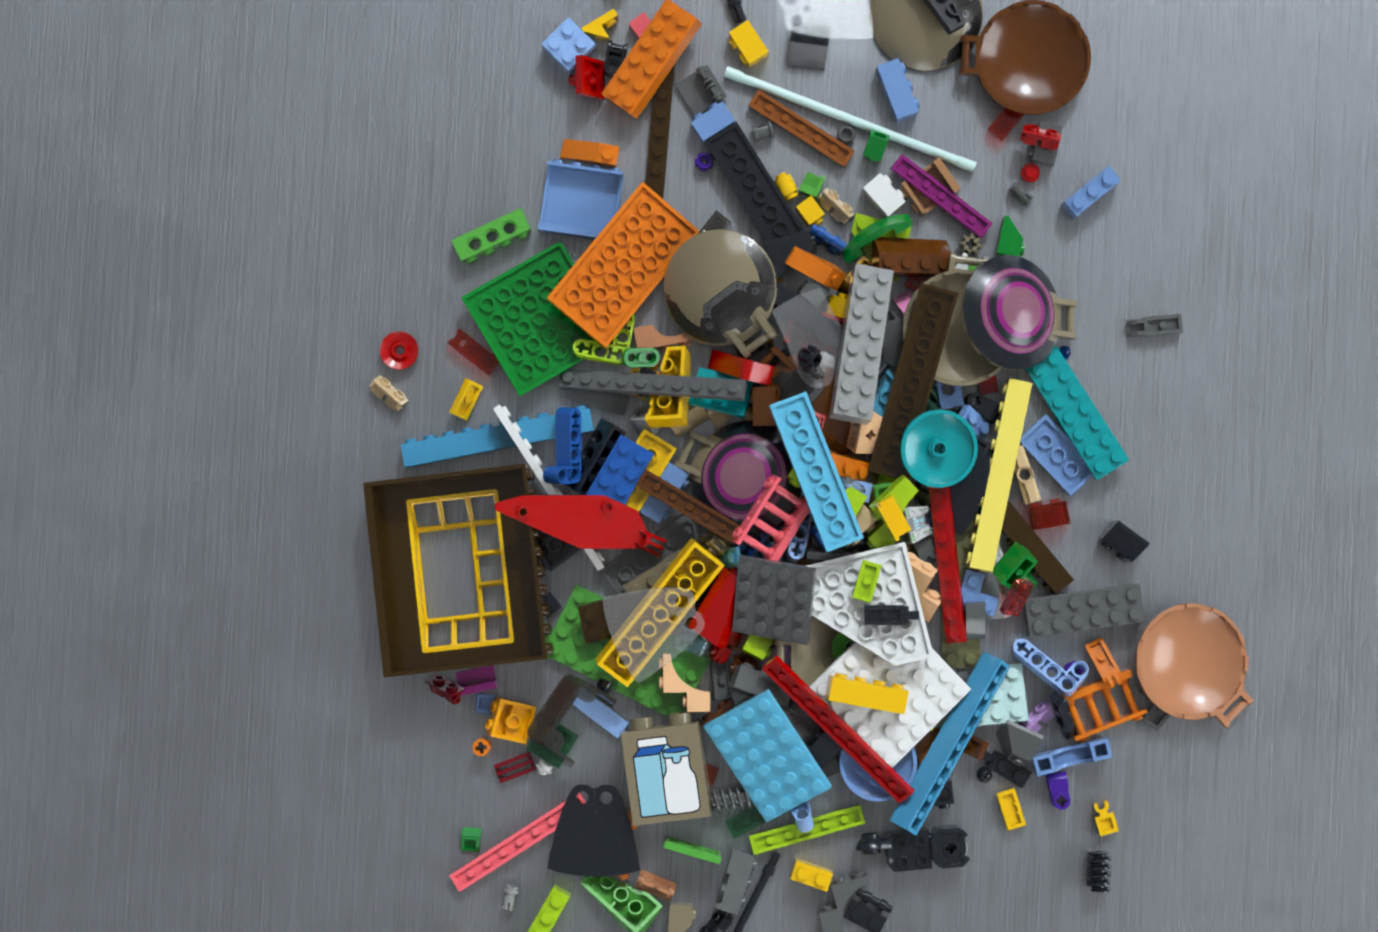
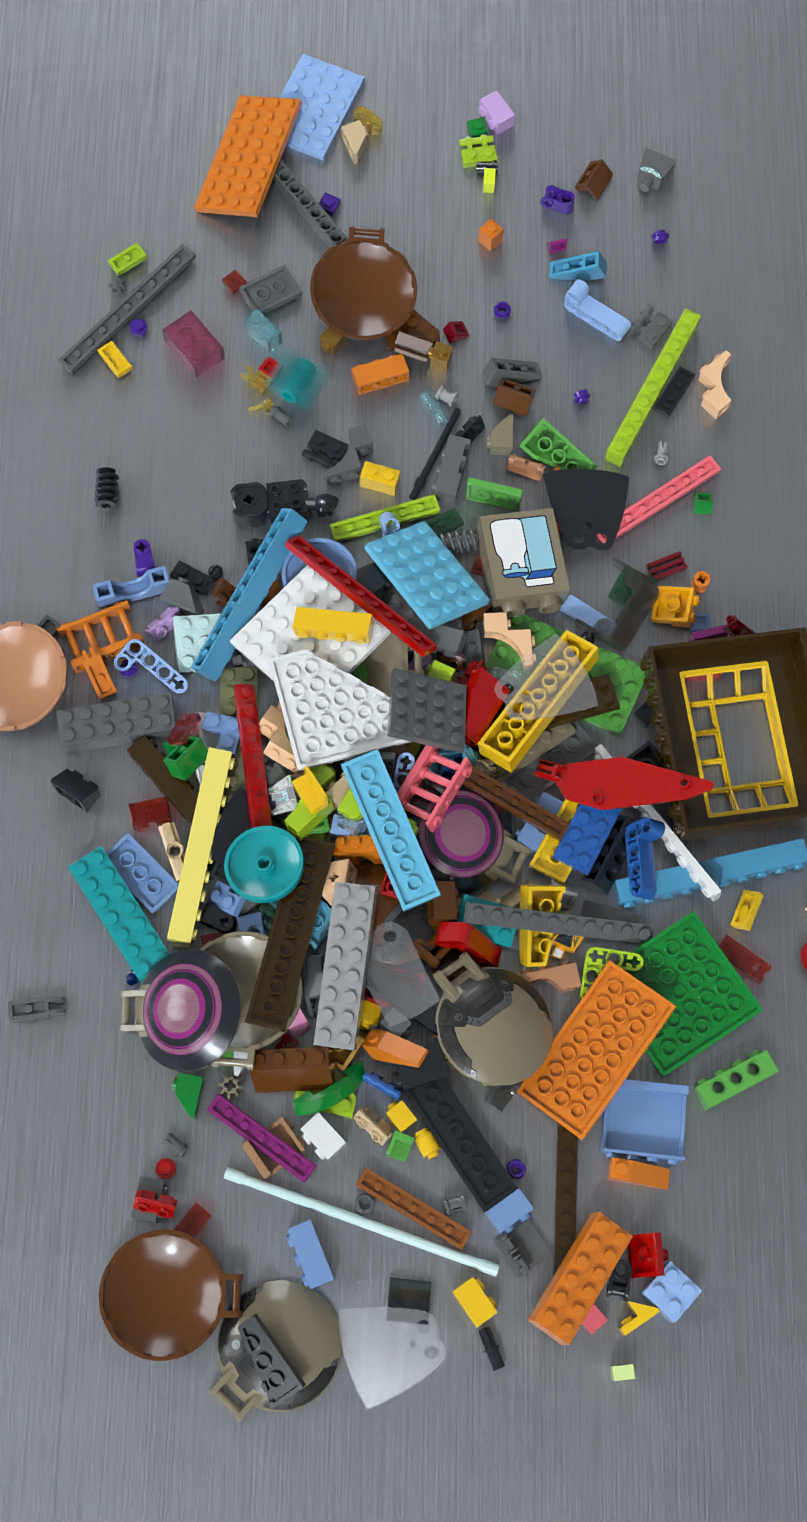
camera: 175 degrees right, 15 degrees down
(543, 767) = (639, 565): white plate -> none
(639, 357) = (573, 952): green plate -> none
(809, 357) = (399, 949): black gear -> none
(866, 581) = (336, 727): lime plate -> none
(876, 145) = (332, 1191): green brick -> none
(888, 615) = (313, 694): black hinge -> none
(975, 620) = (225, 707): dark grey slope -> none
(1010, 809) = (190, 541): yellow plate -> none
(1062, 715) = (139, 623): black hinge -> none
(1090, 192) = (101, 1145): medium blue arch -> none
(1105, 821) = (99, 533): yellow plate -> none

